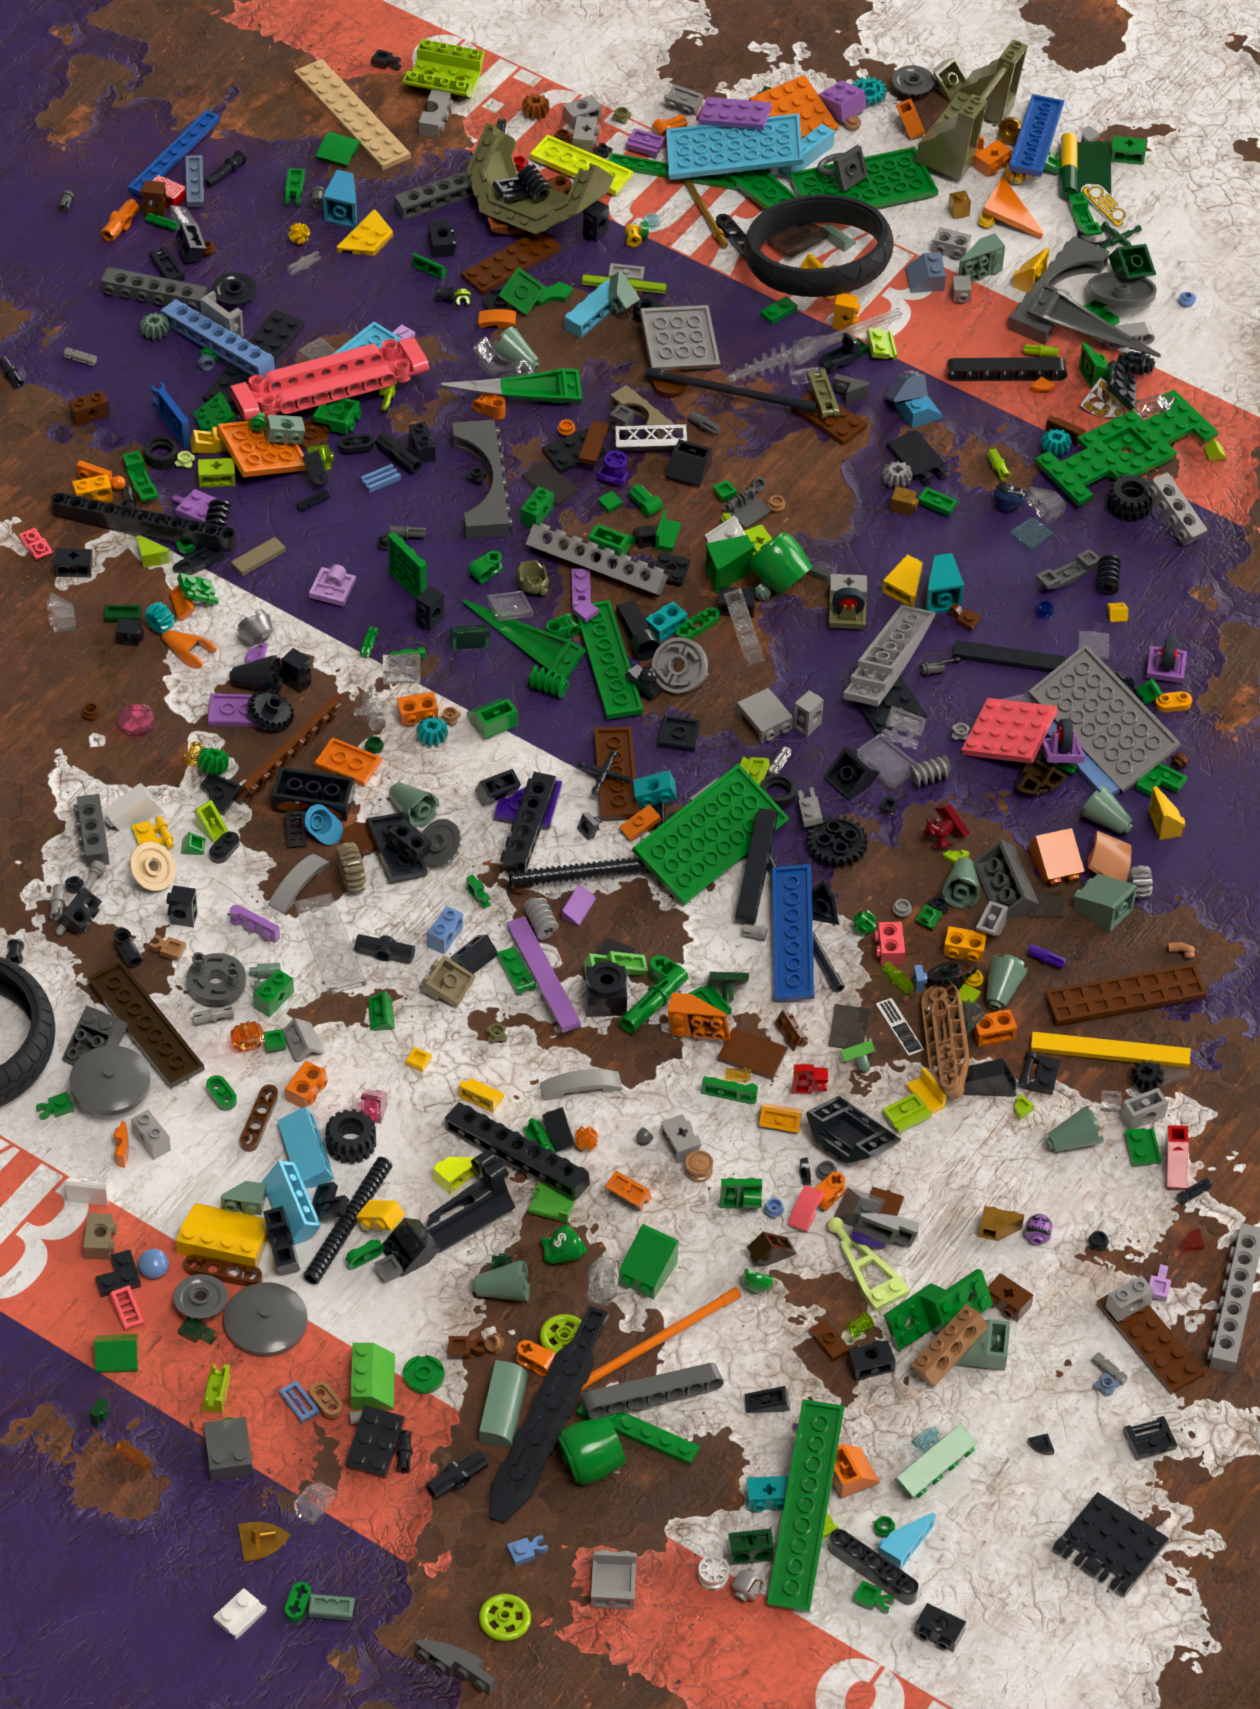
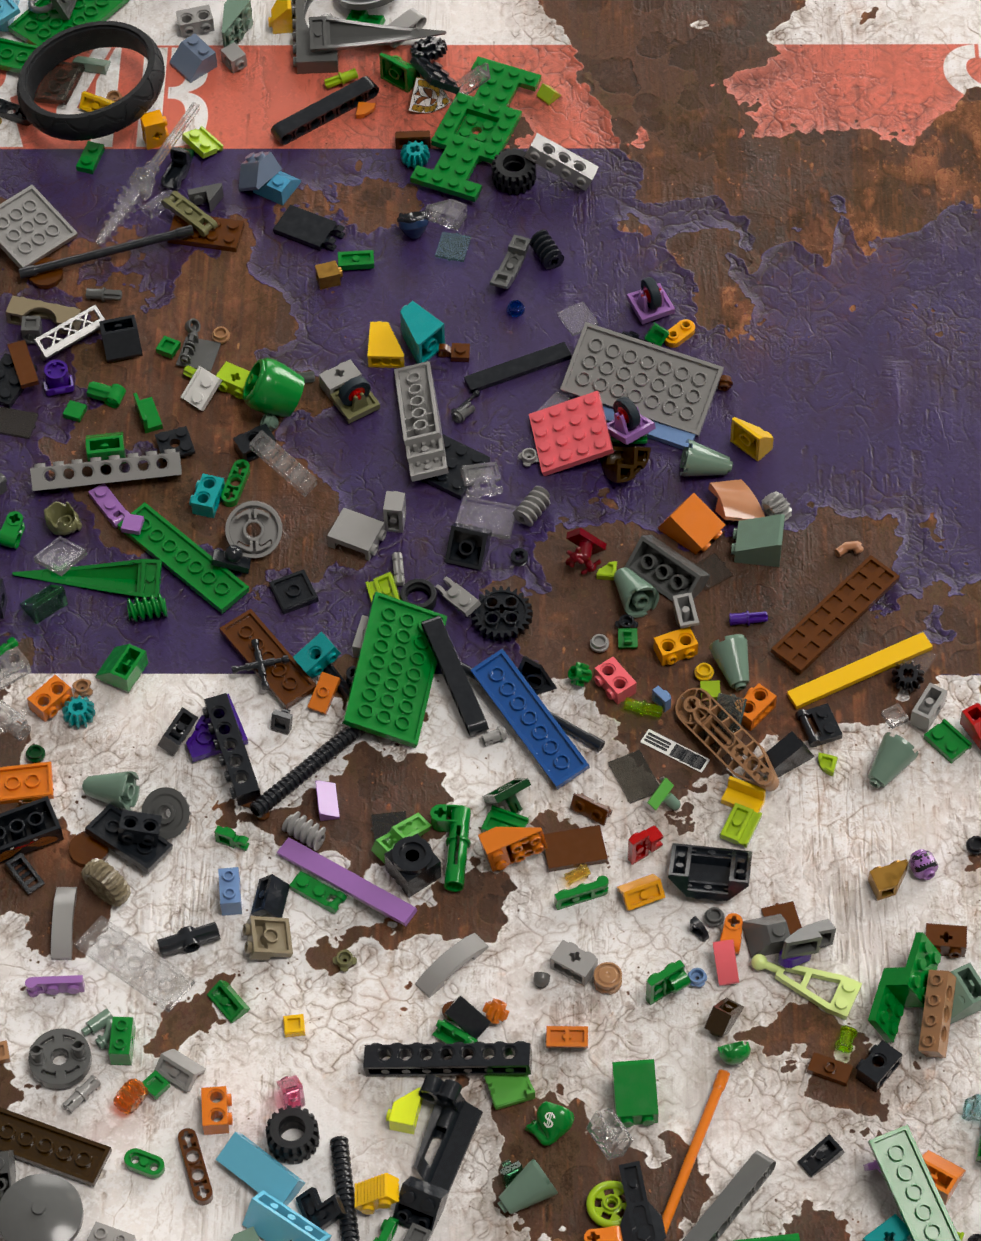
camera: 30 degrees left, 5 degrees up
(323, 824) = (48, 856): dark azure piece -> none
(480, 1094) = (373, 1025): yellow panel -> none
(537, 507) = (16, 452): green brick -> none
(562, 626) = (122, 549): green piece -> none
(641, 637) = (189, 516): black beam -> none
(645, 536) = (130, 425): black brick -> none
(728, 560) = (222, 410): green slope -> none
(897, 475) = (305, 254): light grey gear -> none
(952, 972) = (686, 676): black gear -> none
(998, 464) = (381, 199): lime axle -> none
(1117, 612) = (575, 278): yellow slope -> none
(1160, 776) = (723, 404): green plate -> none

